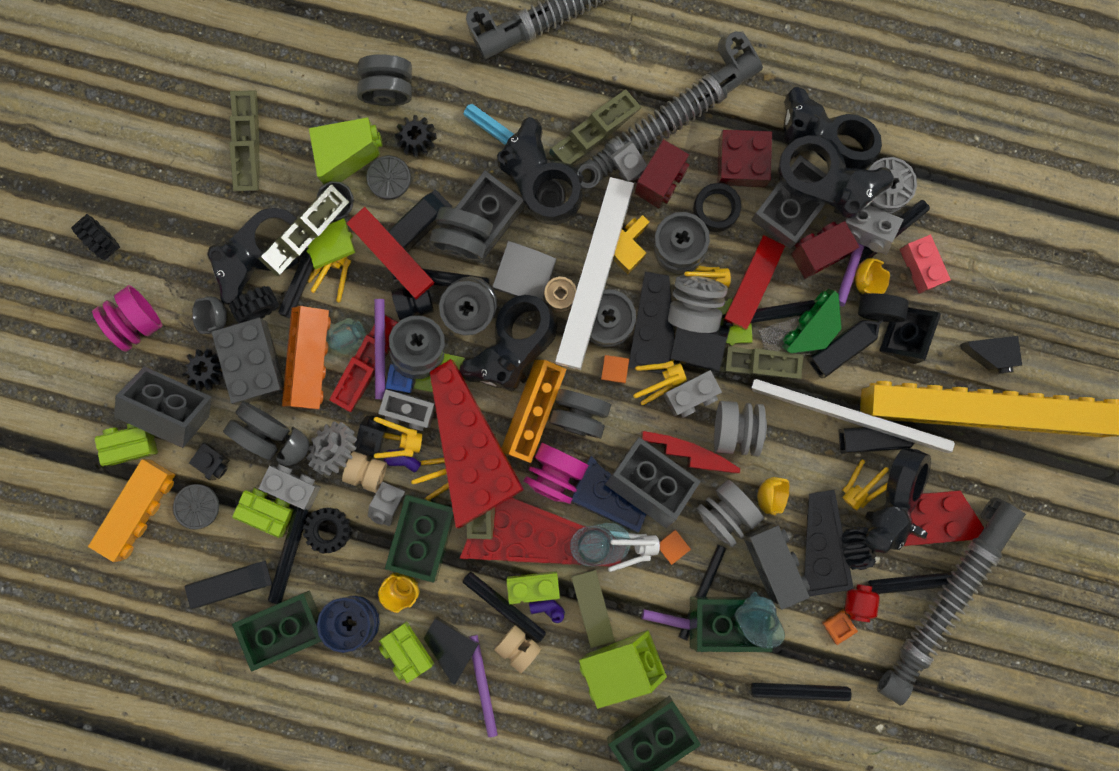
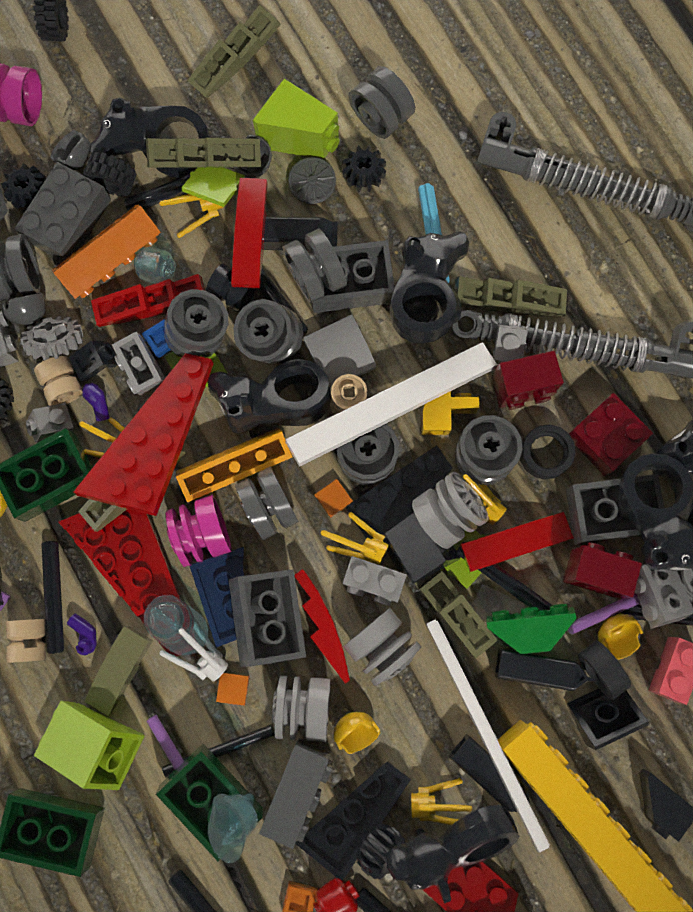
camera: 50 degrees right, 5 degrees down
(379, 311) = (166, 299): medium lavender bar -> none
(409, 442) = (116, 390): yellow plant -> none
(533, 587) = (88, 604): lime brick -> none

